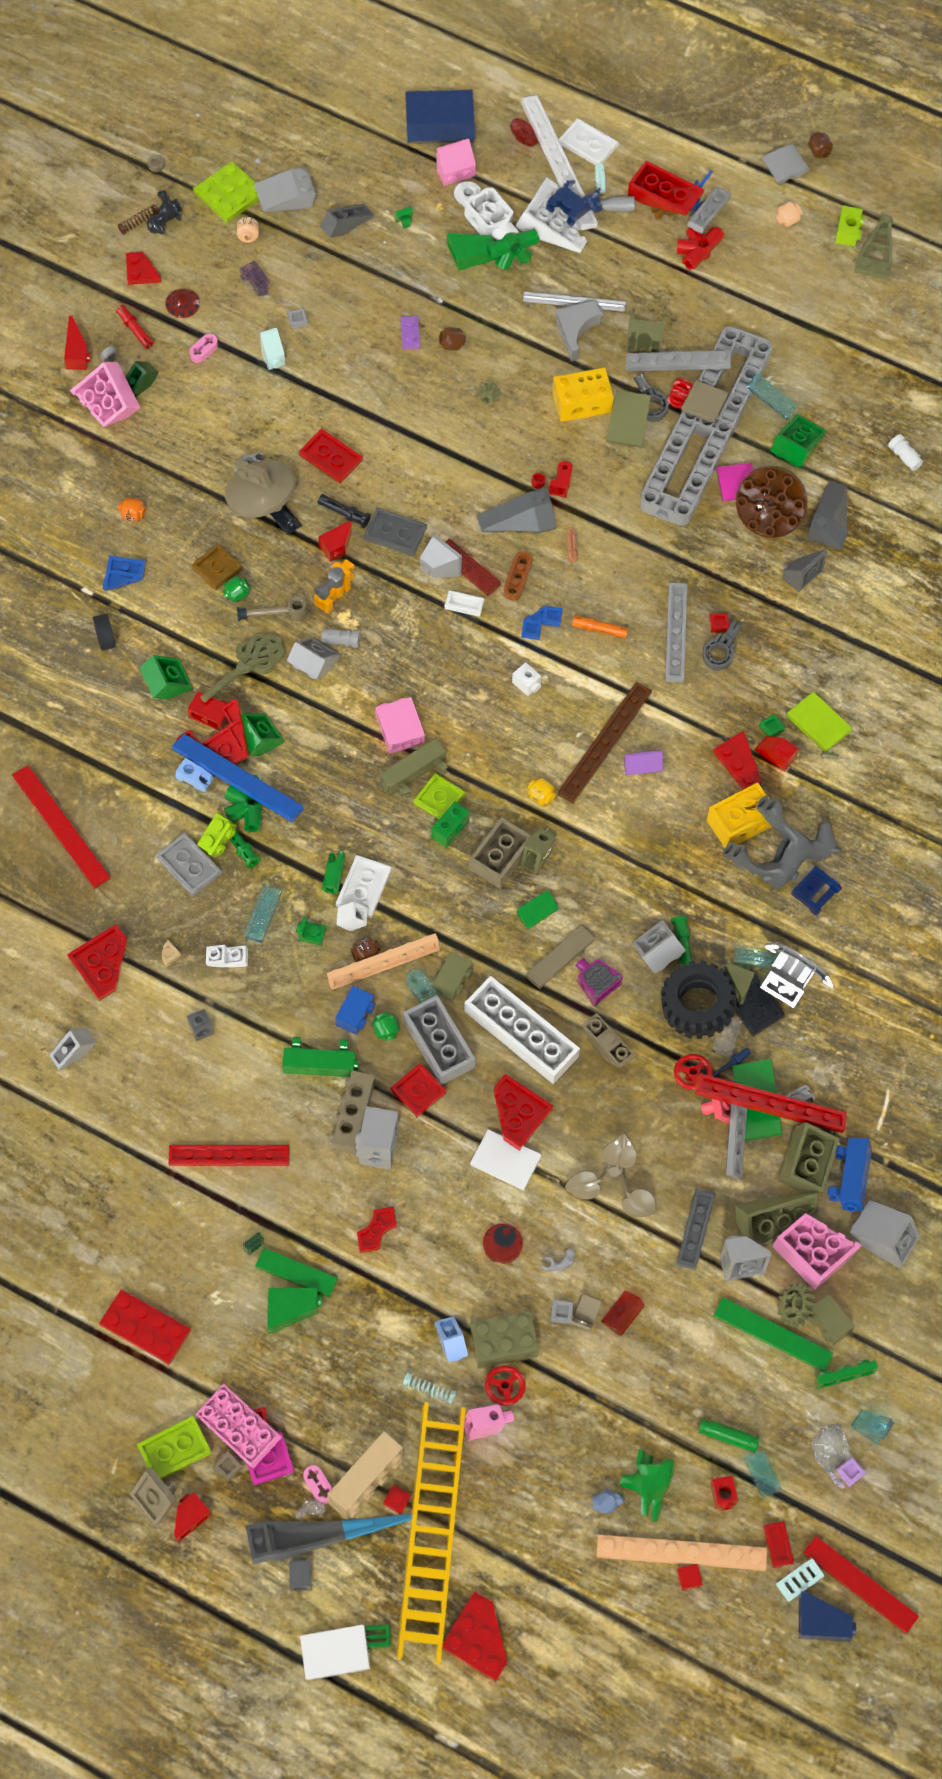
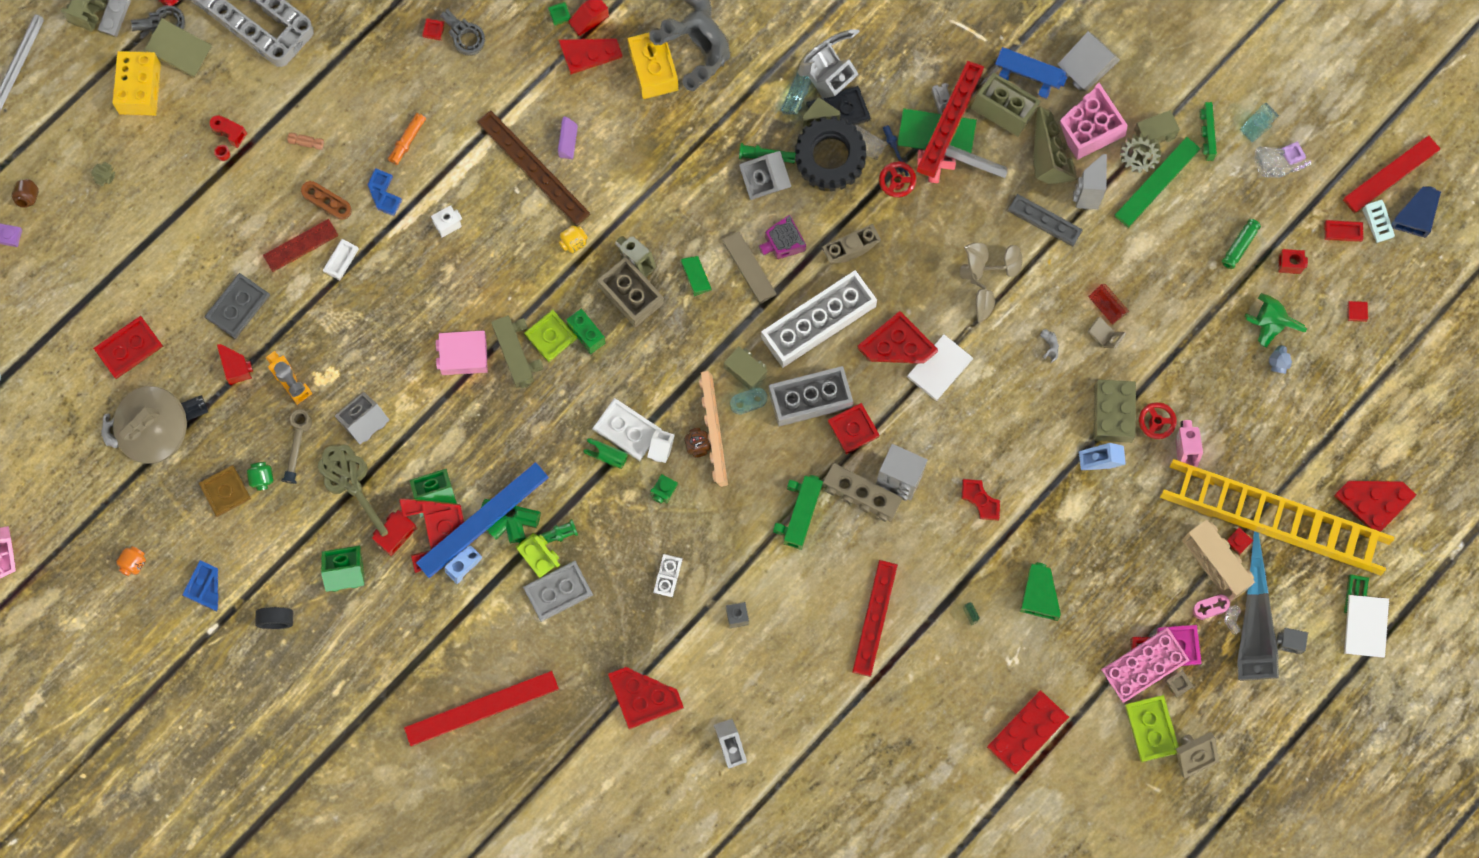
camera: 75 degrees left, 10 degrees up
(169, 953) = (650, 630): tan tile -> none
(189, 1516) = (1220, 726): red slope -> none
(262, 914) = (633, 531): clear light blue plate -> none
(296, 1272) = (1006, 581): green tile -> none
(341, 637) = (346, 386): light grey axle -> none
(351, 513) = (205, 342): black pin -> none
(355, 1010) = (758, 466): blue brick -> none
(386, 1026) = (782, 442): green head -> none
(407, 1379) = (1157, 472): light aqua piece -> none
(440, 559) = (289, 267): light grey slope -> none
(502, 1243) = (1020, 390): clear red tile -> none
(525, 513) = (257, 178): dark grey wedge -> none
(562, 1312) = (1098, 355): light grey plate -> none
(574, 322) = (45, 73): light grey arch -> none
(676, 632) = (434, 70): light grey plate -> none
(681, 1552) = (1334, 312): light nougat plate -> none
(762, 1474) = (1280, 226): clear light blue slope -> none
(811, 885) = (737, 27): clear blue plate -> none

